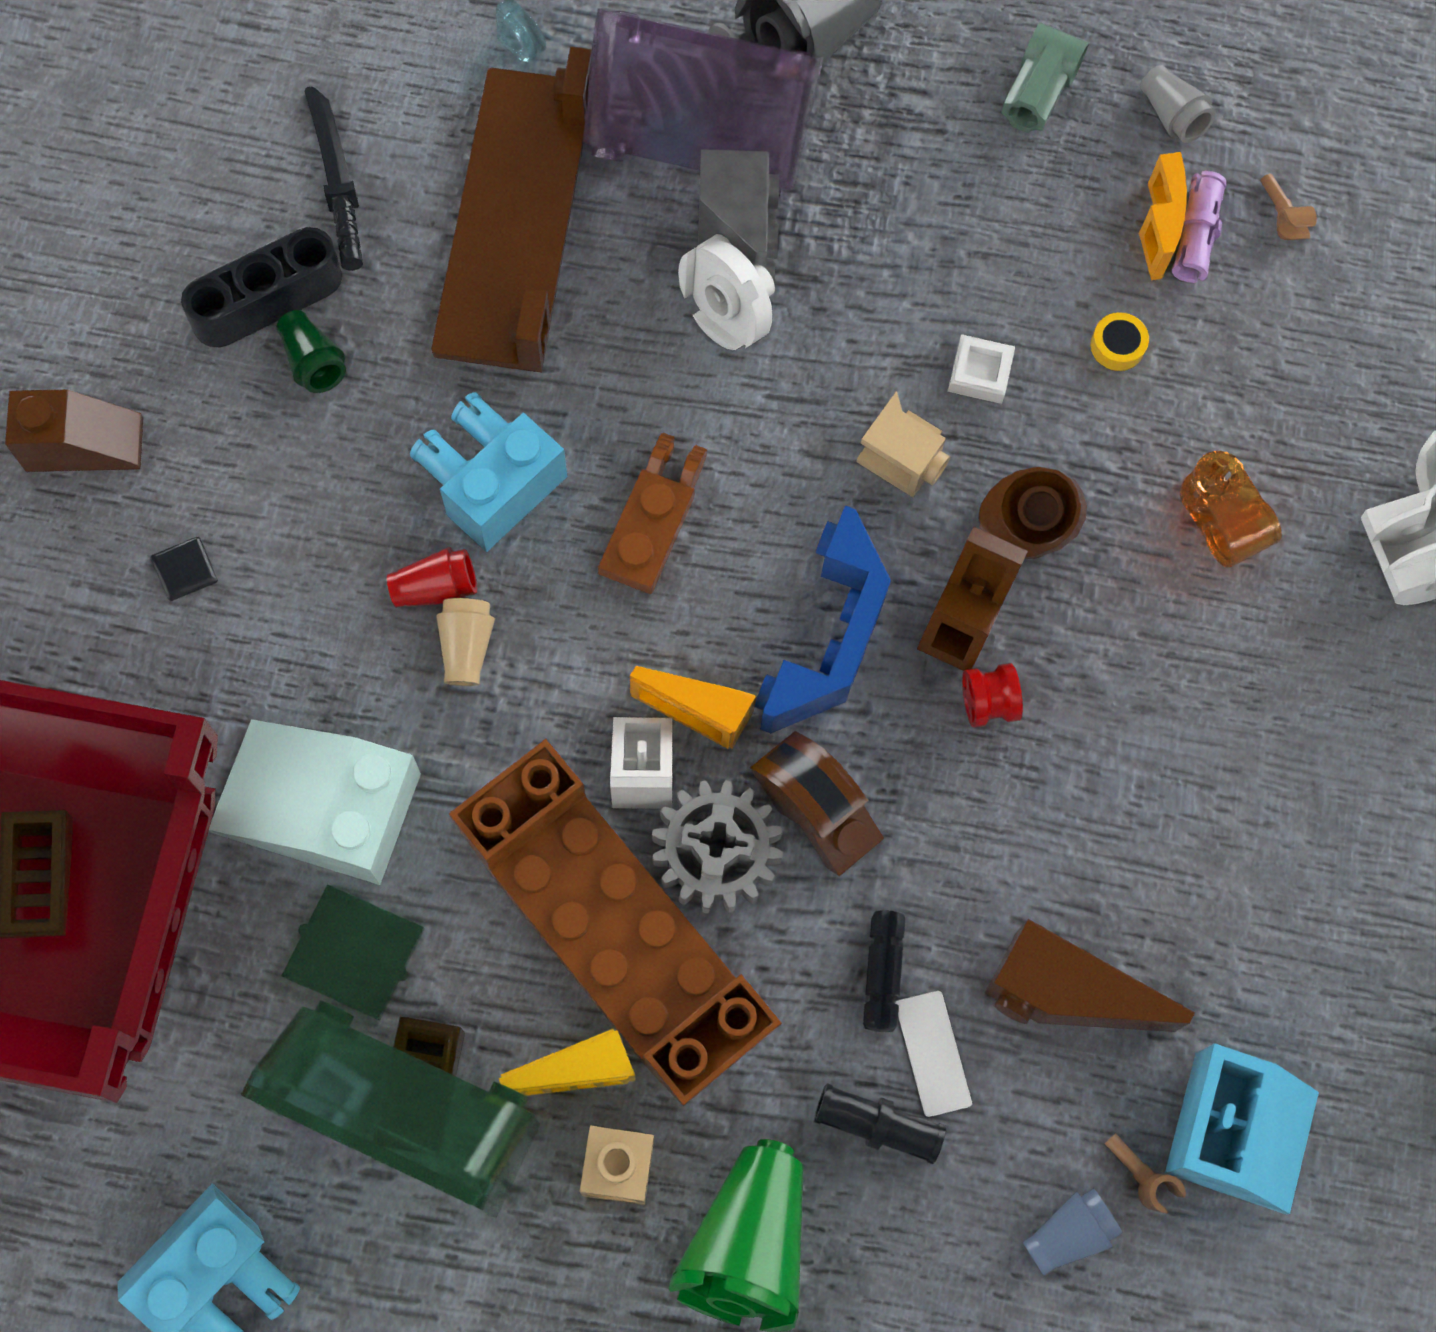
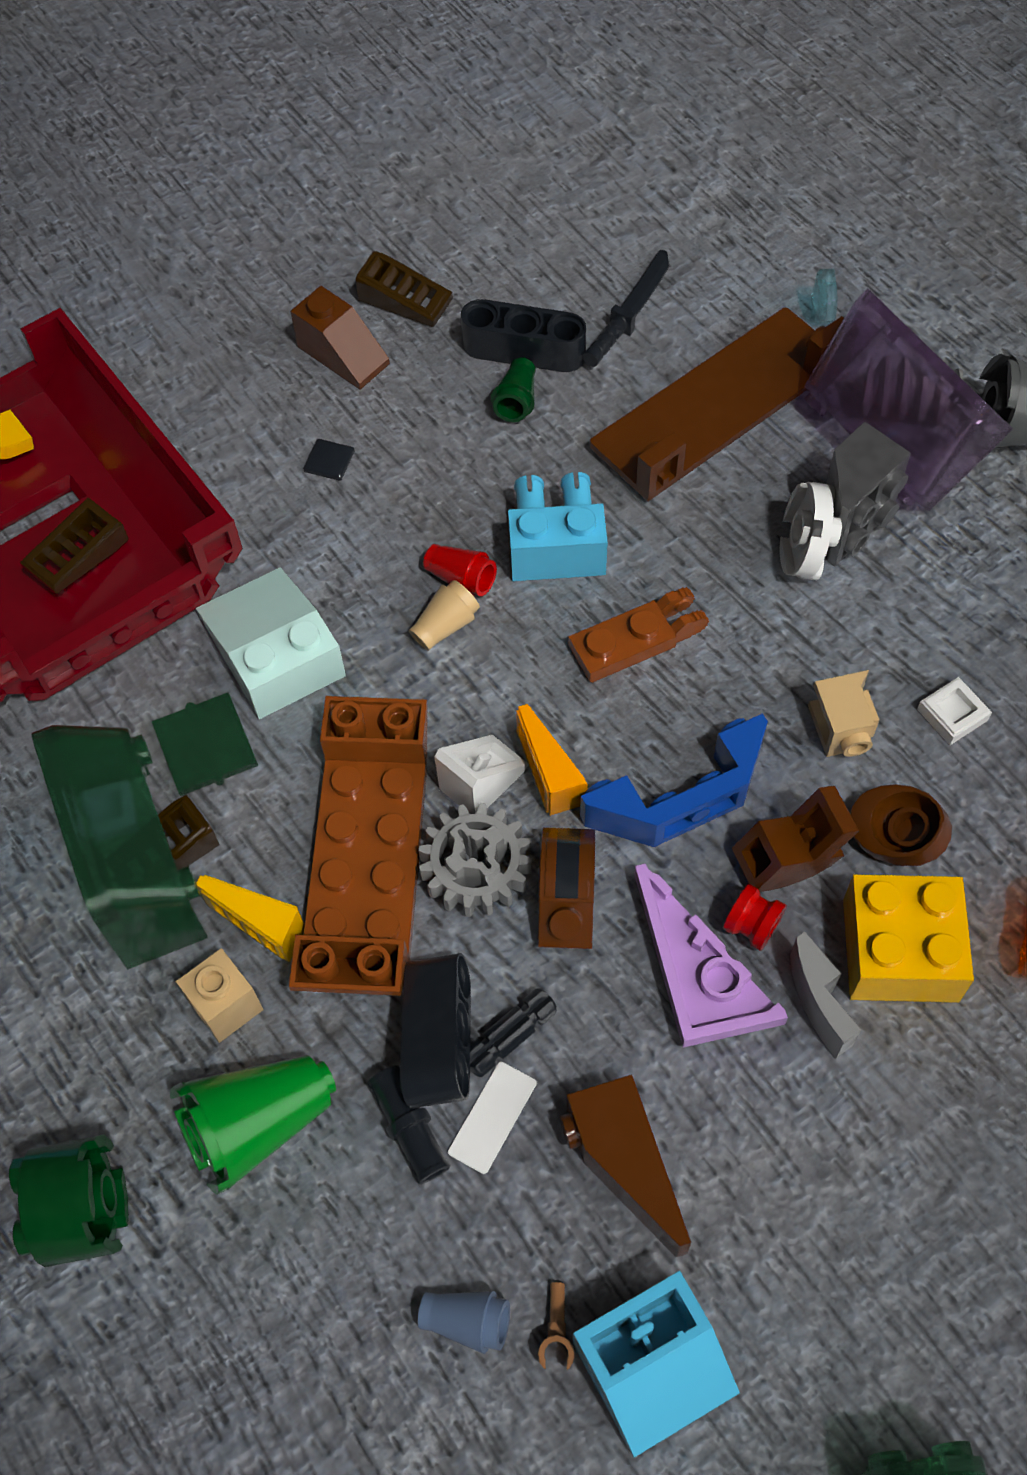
camera: 50 degrees right, 10 degrees down
(68, 349) = (383, 272): none -> dark brown slope
(835, 1026) = (436, 1031): none -> black beam
(1000, 787) = (705, 986): none -> lavender wing
(1084, 710) = (814, 982): none -> light grey slope
(1125, 610) = (907, 938): none -> yellow brick

